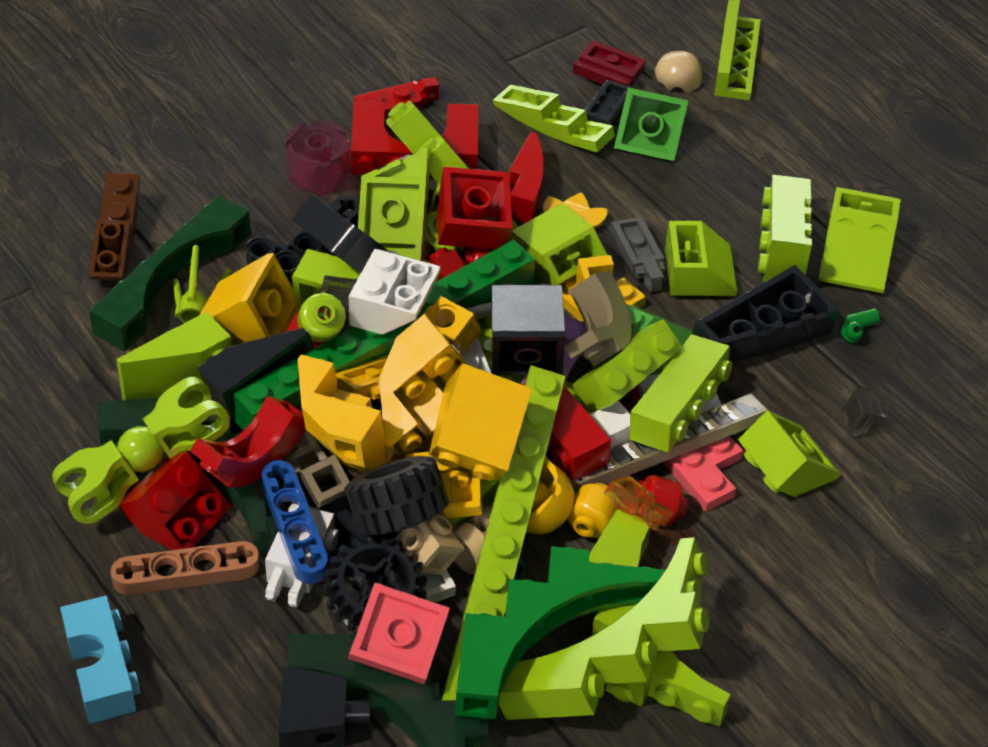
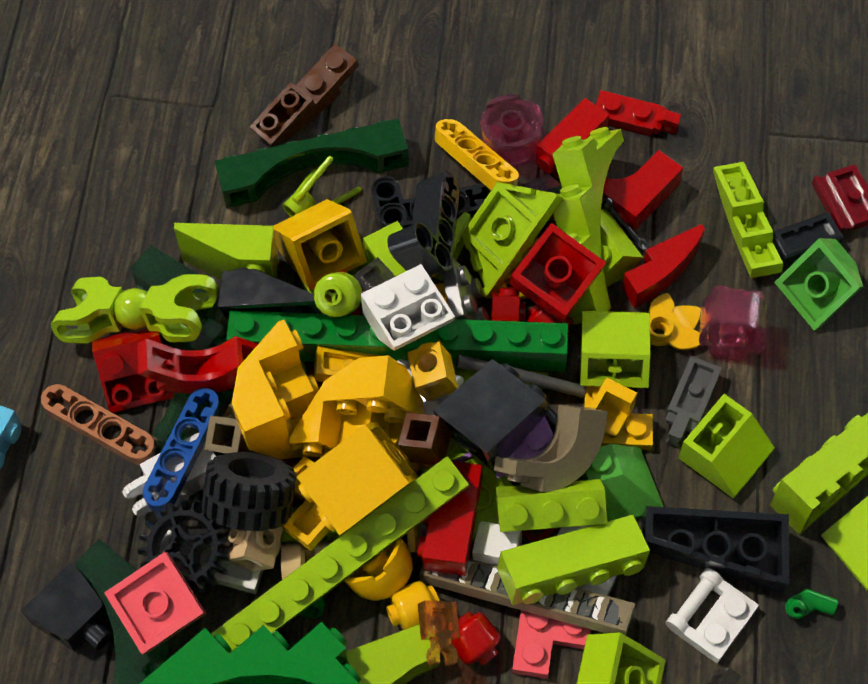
camera: 45 degrees right, 15 degrees up
(299, 186) = (456, 137): none -> yellow beam
(499, 360) = (424, 438): none -> reddish brown brick
(622, 180) = (734, 323): none -> clear pink brick
(813, 375) = (720, 624): none -> white plate

